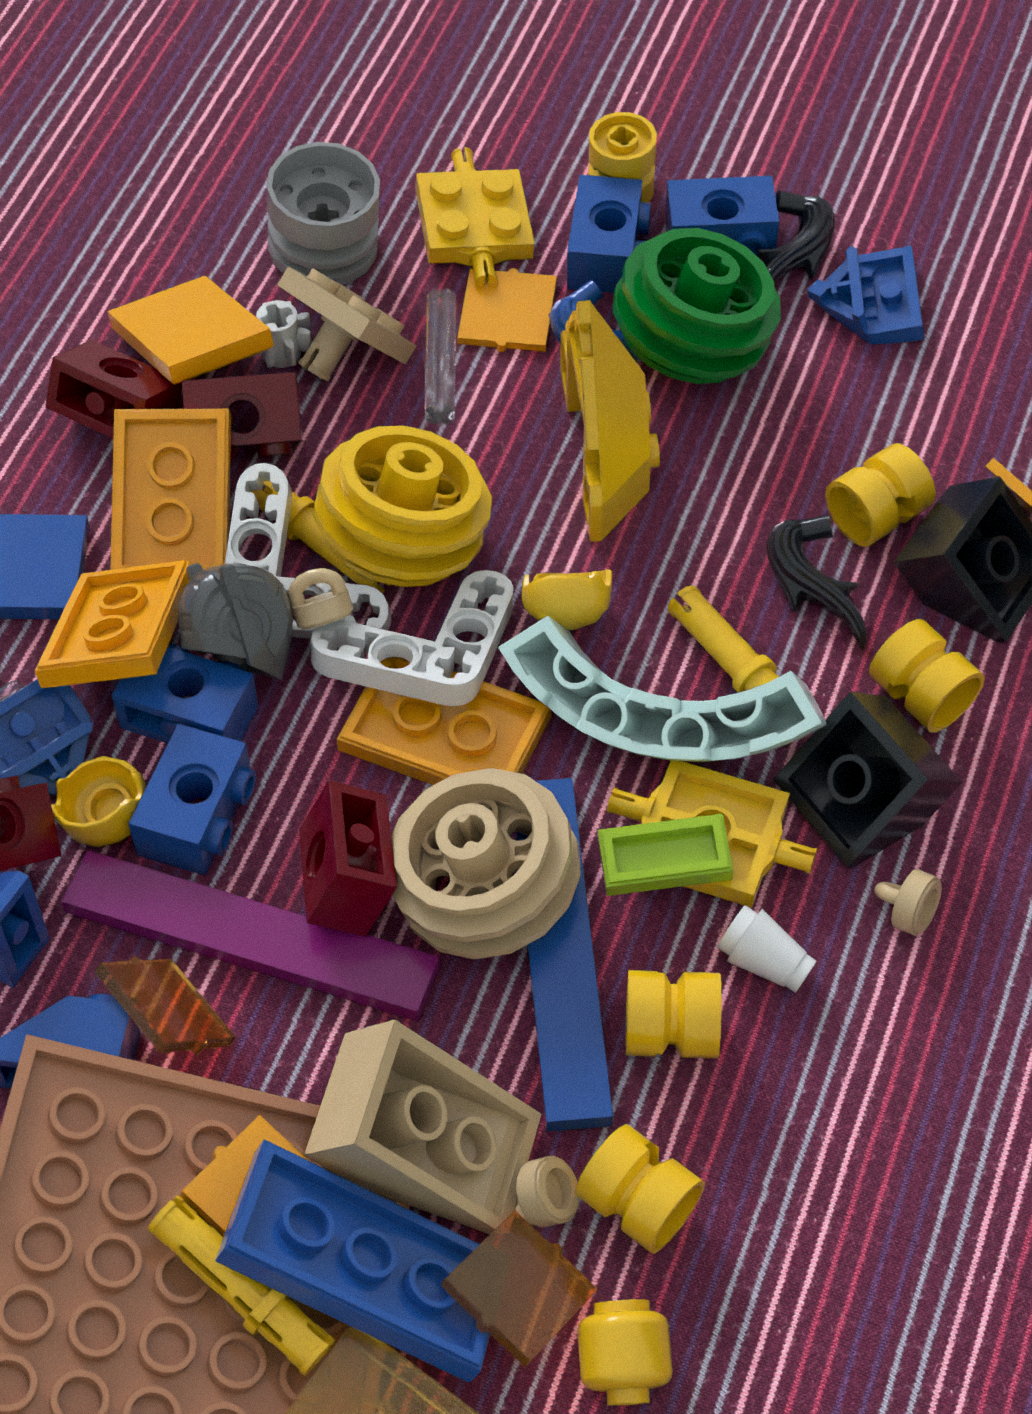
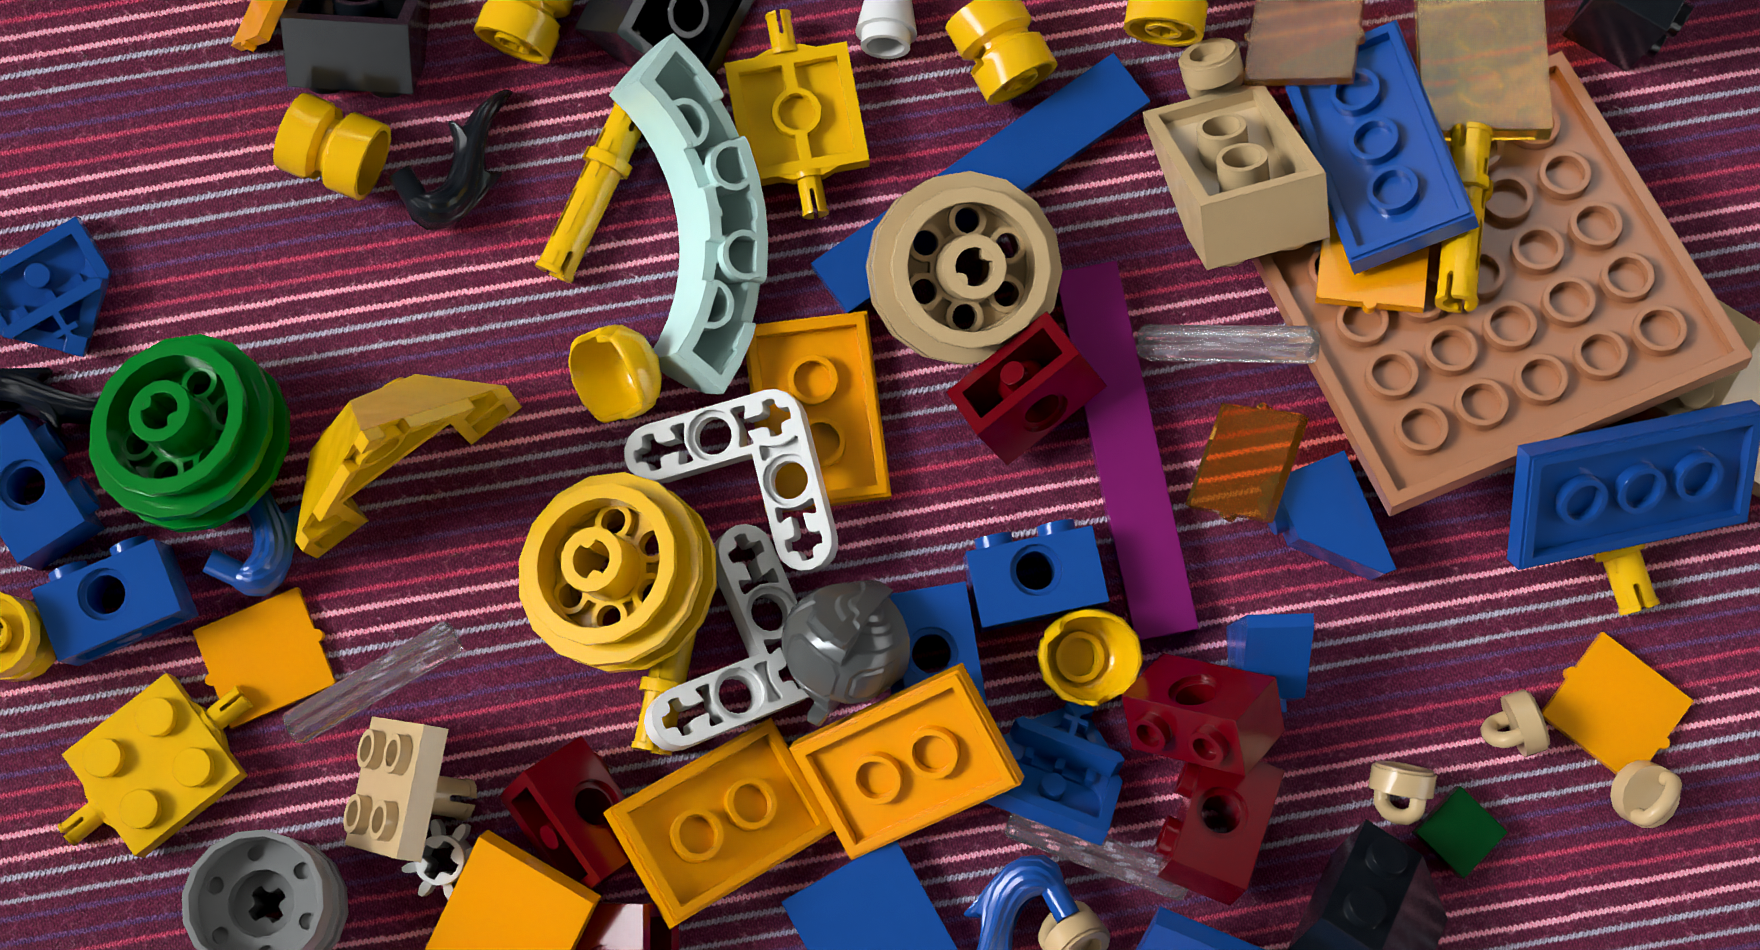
camera: 125 degrees left, 25 degrees up
(272, 1037) = (1229, 343): none -> clear axle
(321, 608) = (779, 576): tan tile -> none
(665, 854) = (856, 128): lime tile -> none

